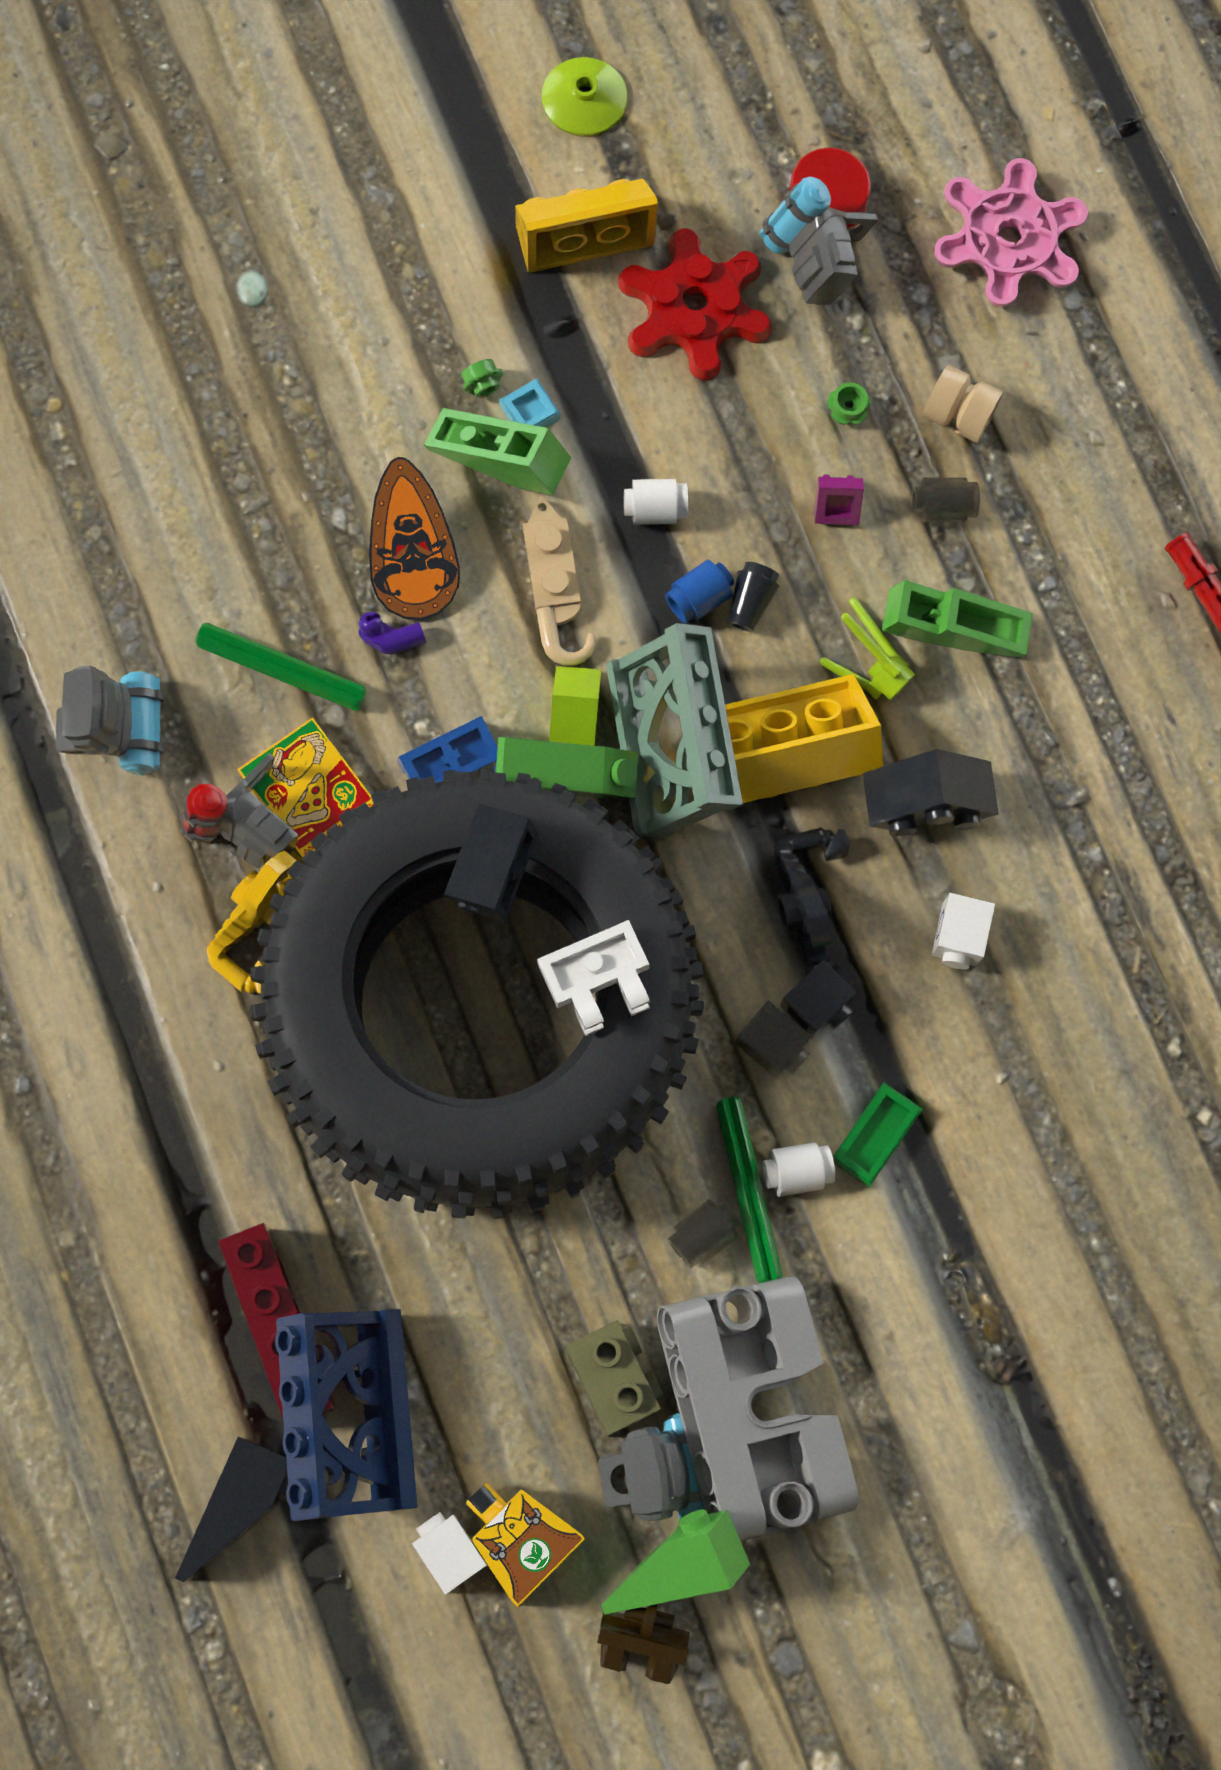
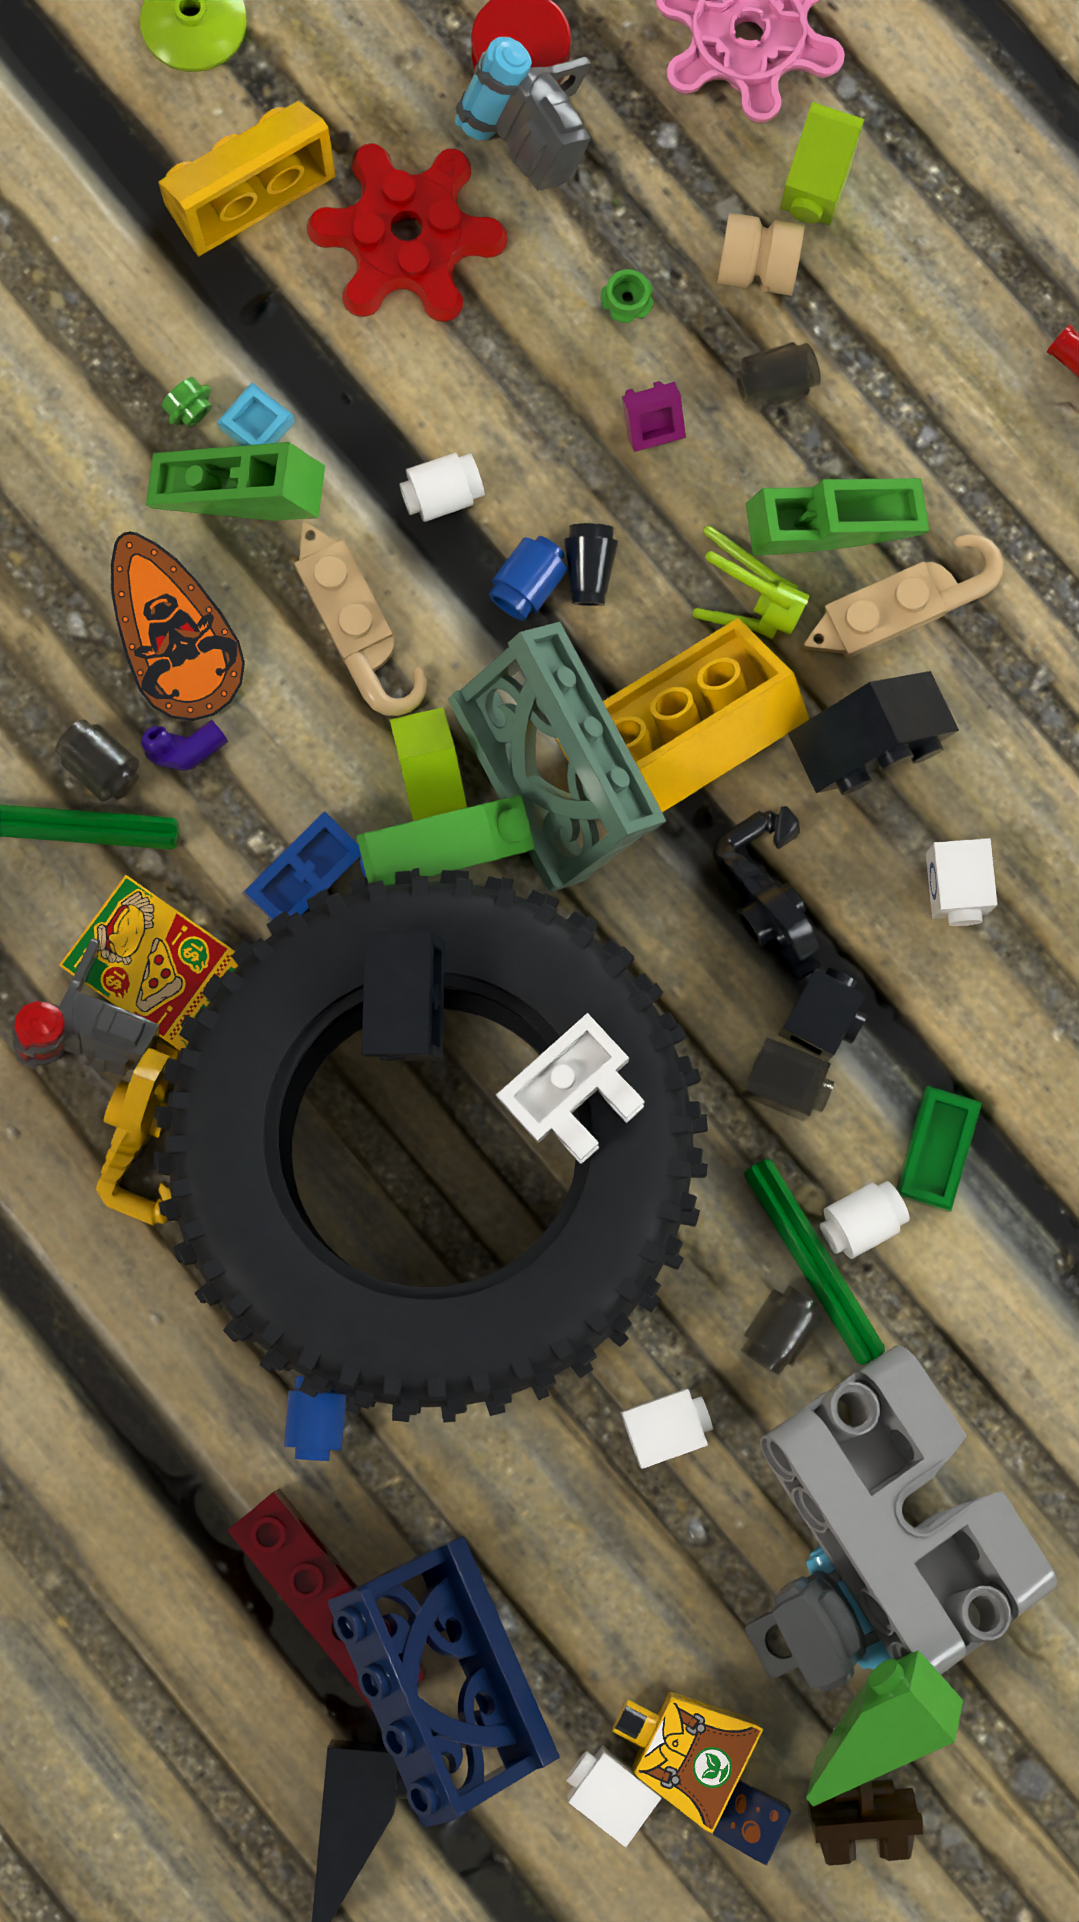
camera: 15 degrees left, 5 degrees up
(314, 1184) = (314, 1423): none -> blue brick
(320, 624) = (98, 760): none -> clear smoke brick
(551, 1612) = (752, 1822): none -> dark blue slope
(588, 1279) = (667, 1427): none -> white brick
(614, 1378) = (733, 1532): olive brick -> none
(987, 704) = (902, 602): none -> tan plate
(1032, 350) = (821, 164): none -> lime slope

